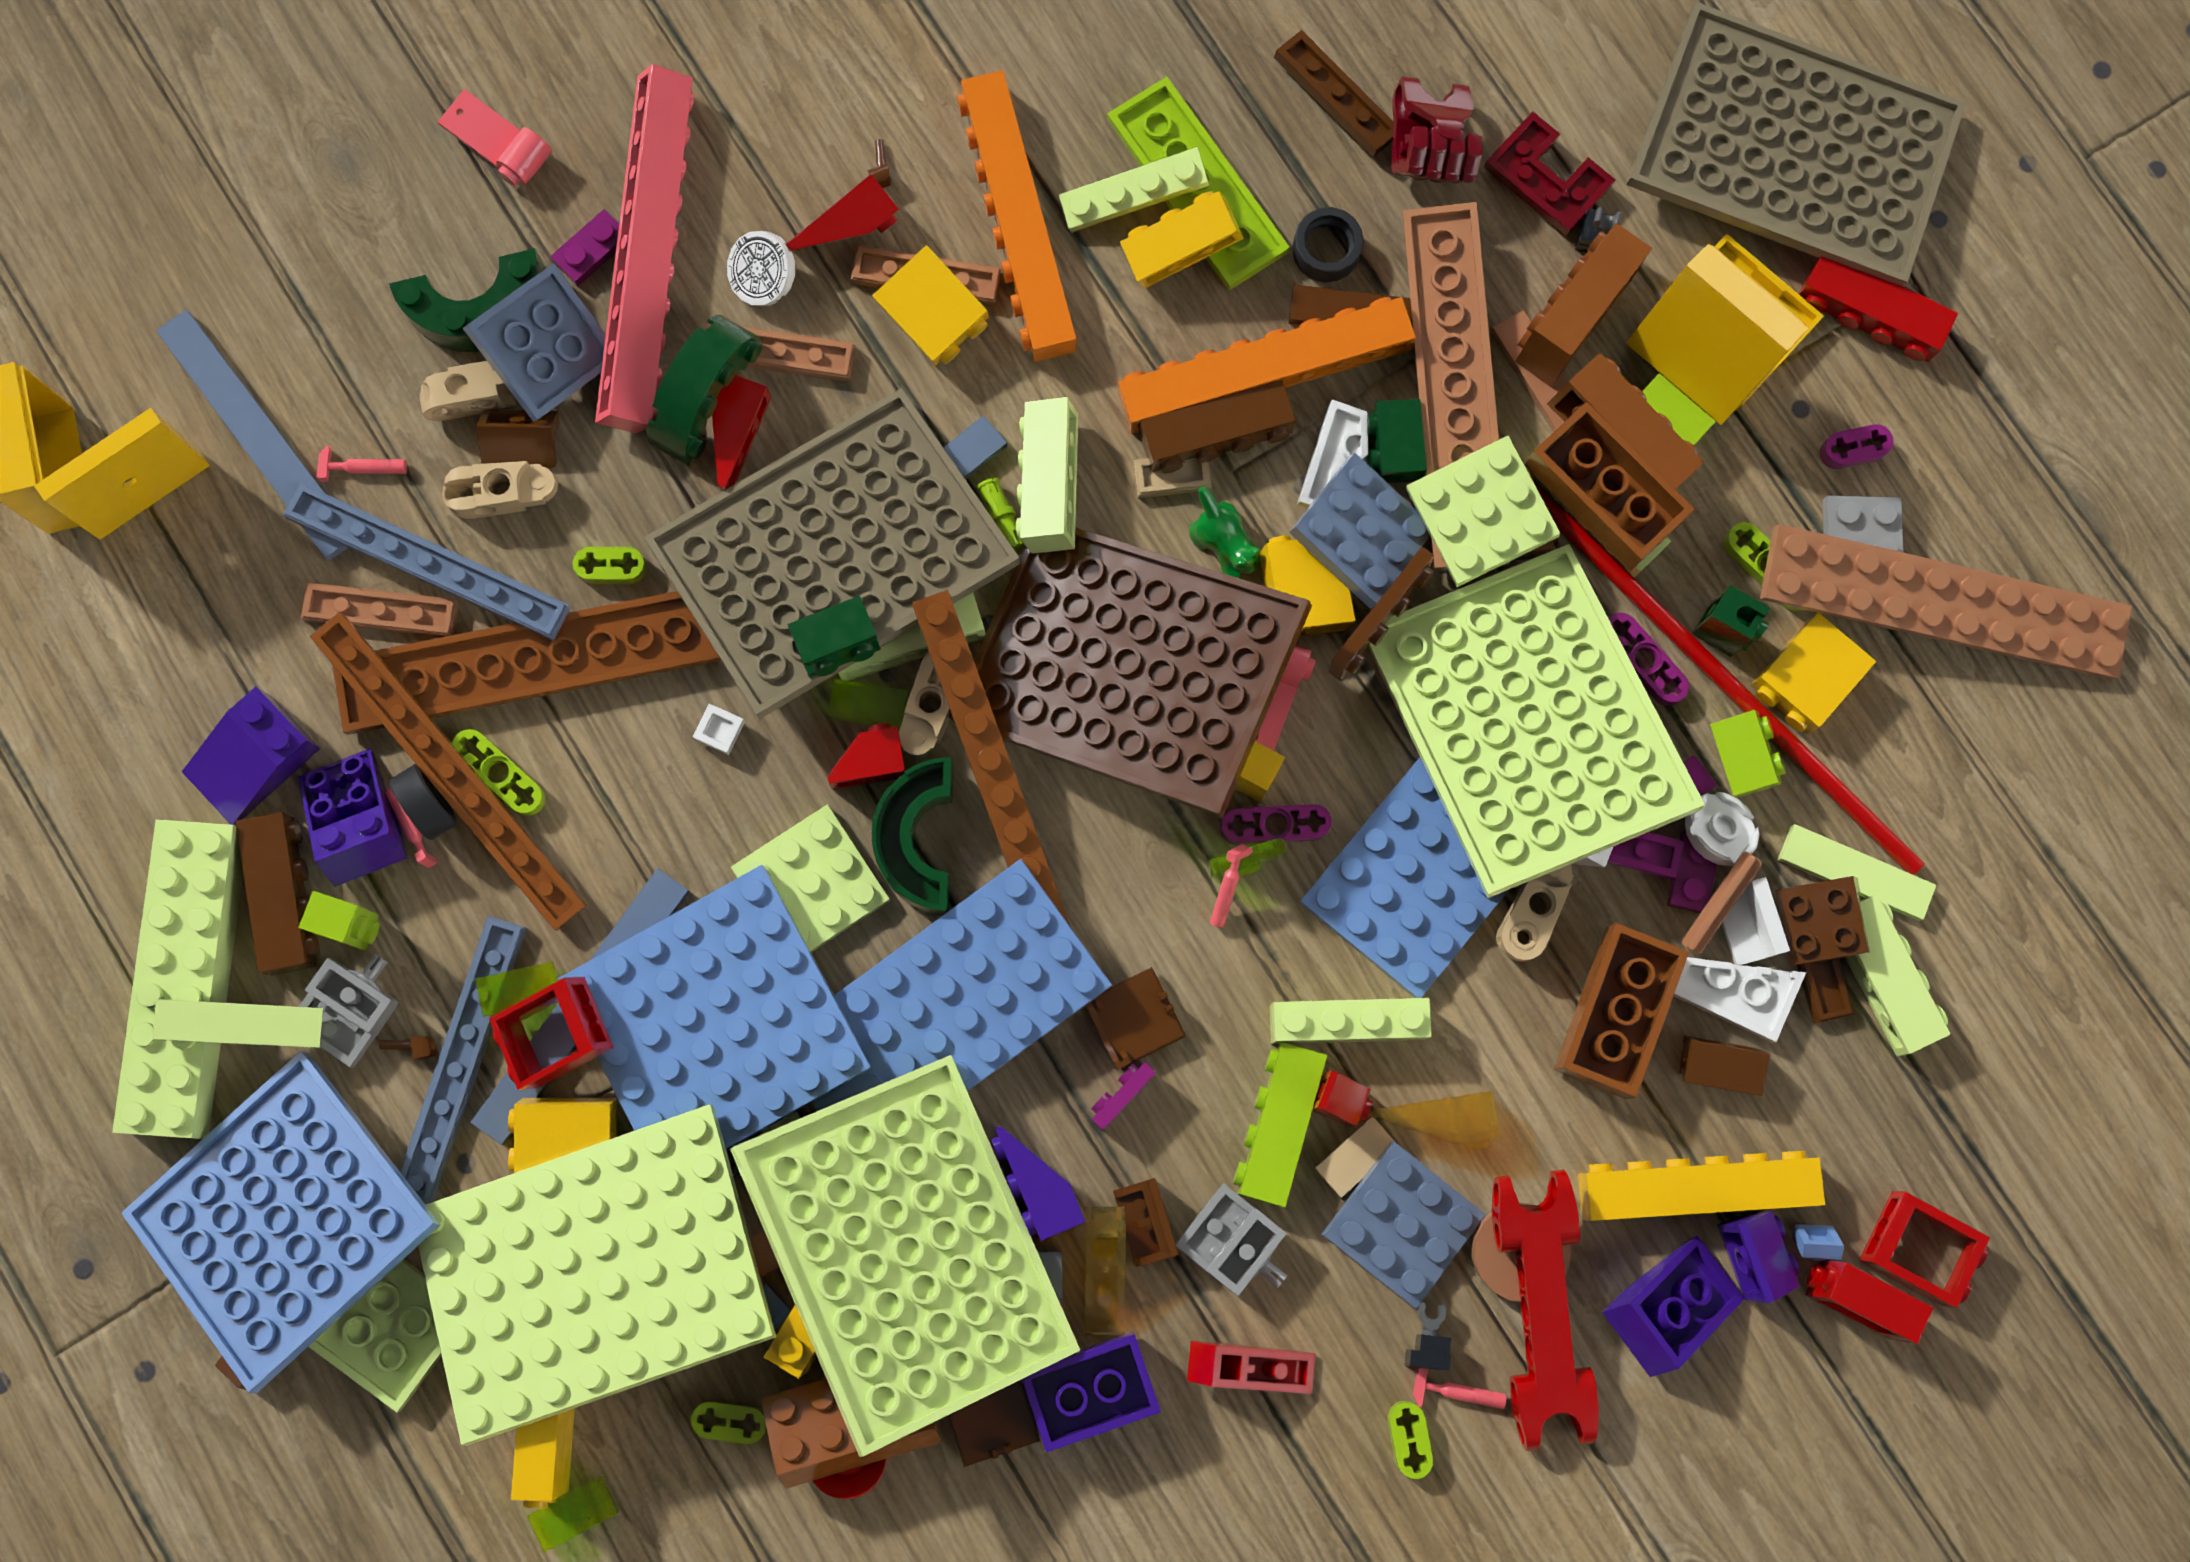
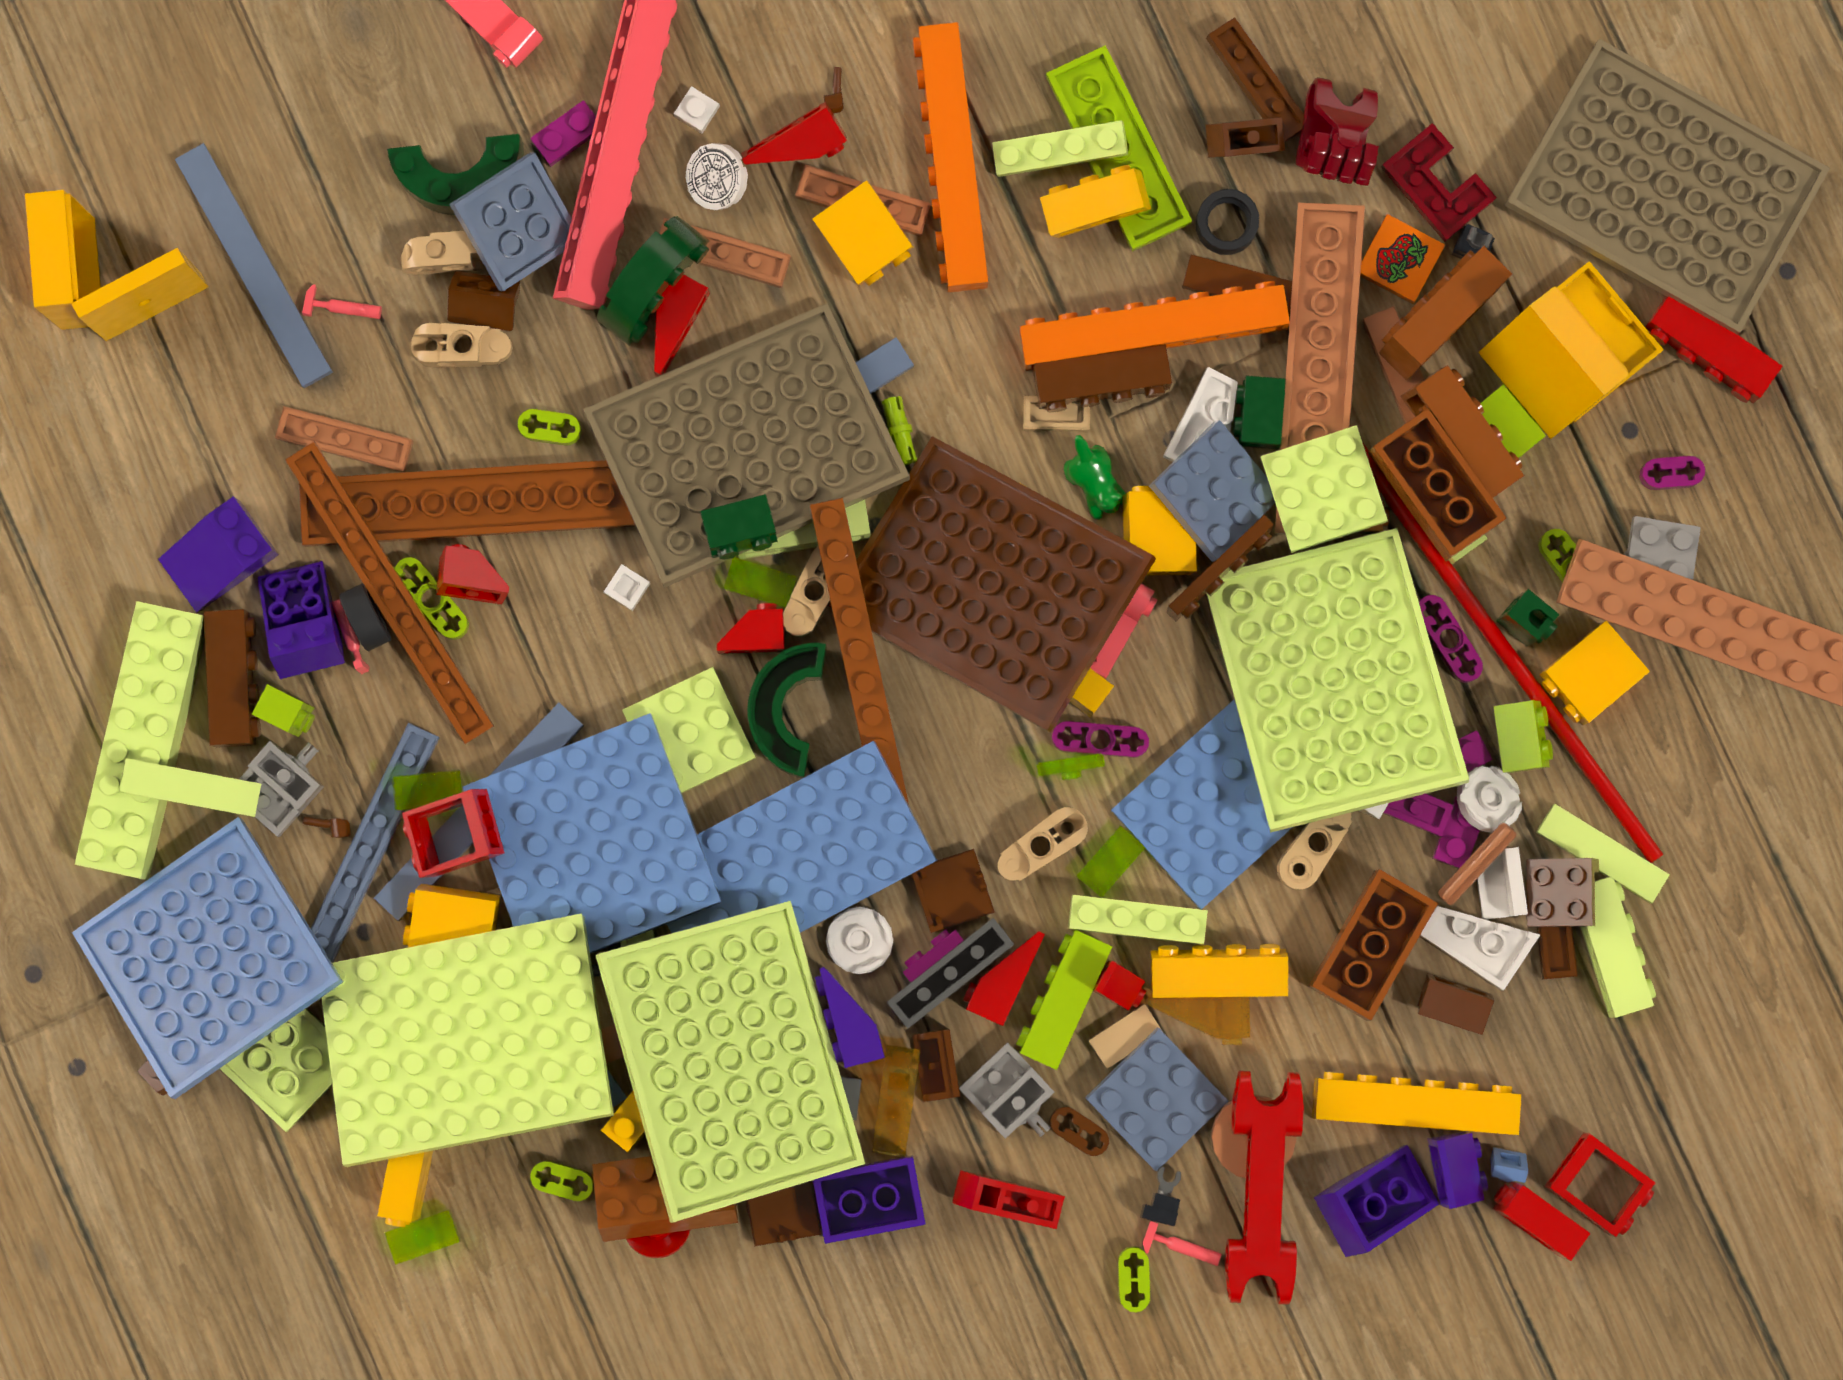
camera: 10 degrees right, 5 degrees up
(427, 561) = (391, 403): sand blue tile -> none
(538, 741) = (469, 576): none -> slope
(730, 204) = (696, 110): none -> white plate
(1036, 1090) = (859, 940): none -> white tile
(1048, 475) = (945, 402): yellowish green brick -> none
(1146, 1112) = (950, 973): none -> dark grey brick
(1205, 1120) = (999, 987): none -> red slope
(1207, 974) = (1019, 860): none -> tan piece
(1228, 885) = (1050, 788): coral piece -> none
(1308, 960) = (1110, 862): none -> clear neon green plate
(1324, 1266) = (1083, 1124): none -> reddish brown beam
(1332, 151) = (1245, 137): none -> reddish brown slope
(1452, 1067) = (1219, 971): none -> yellow brick
(1522, 259) = (1400, 258): none -> orange tile

